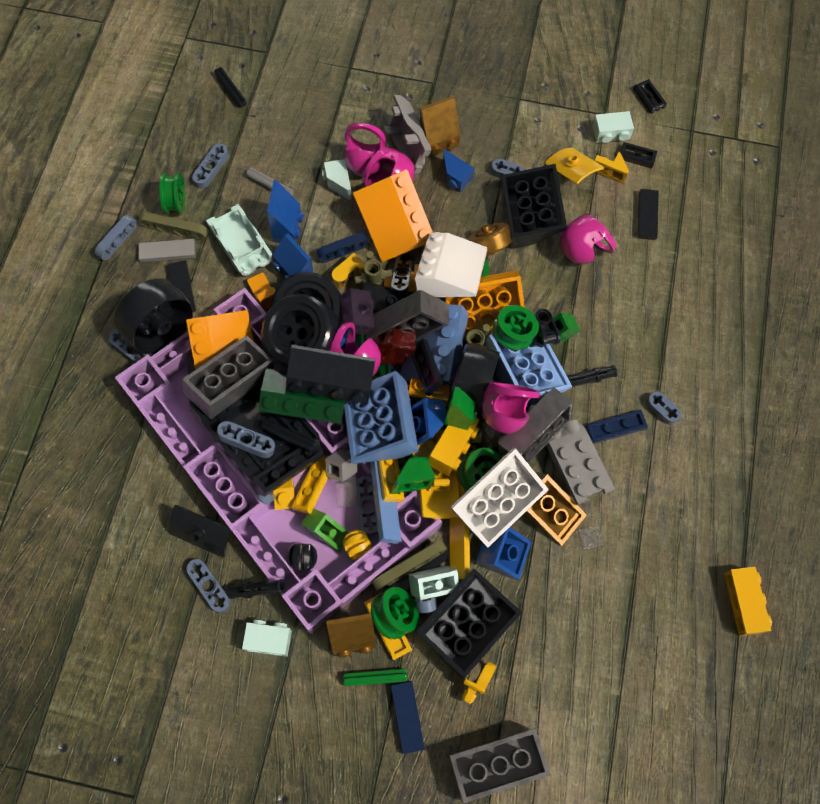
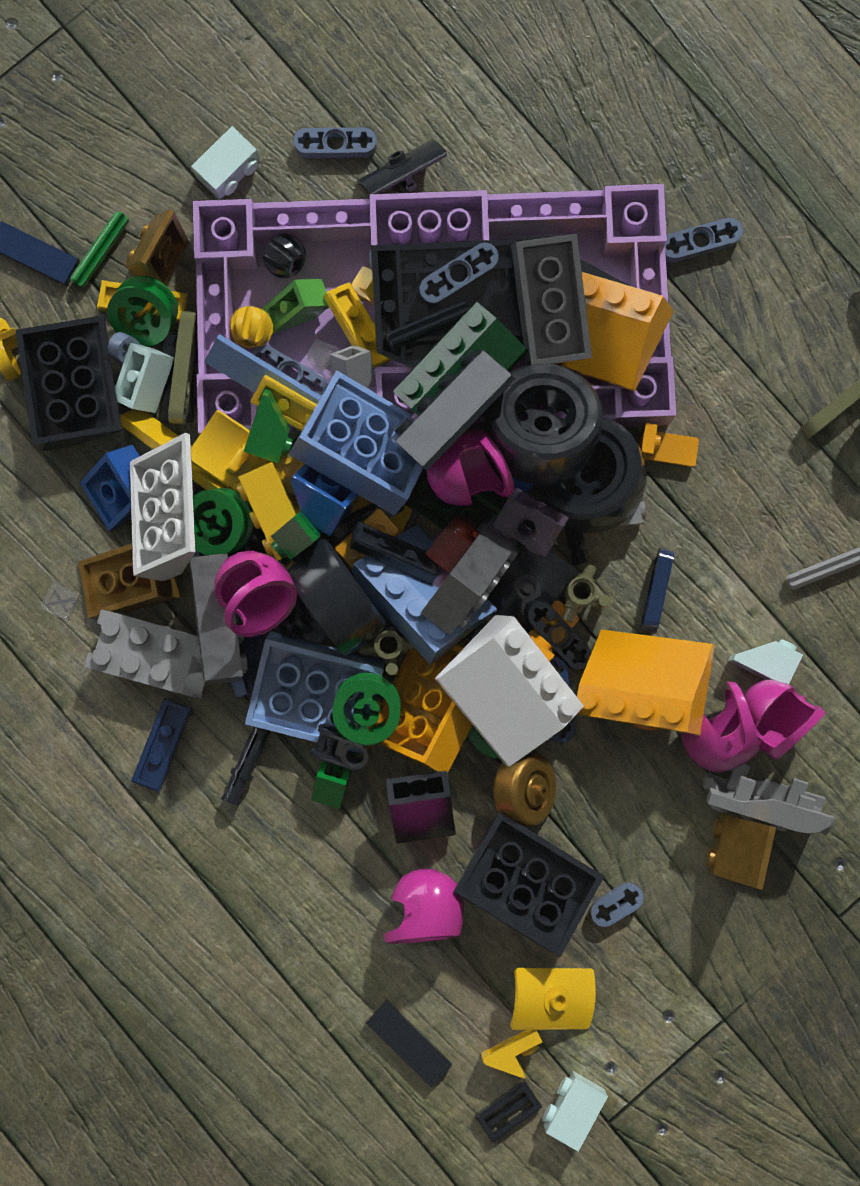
camera: 130 degrees right, 15 degrees up
(153, 315) = (714, 276): black wheel -> none
(167, 250) = (817, 369): light grey tile -> none
(181, 278) = (748, 353): black tile -> none
(237, 591) = (292, 177): black pin -> none
(240, 241) = (762, 467): light aqua piece -> none
(284, 213) = (753, 541): blue slope -> none
(291, 258) = (676, 507): blue slope -> none
(347, 270) = (618, 572): yellow leg -> none
(456, 171) = (662, 828): blue slope -> none
(539, 273) = (421, 806): none -> black brick
(663, 408) = (139, 830): sand blue beam -> none

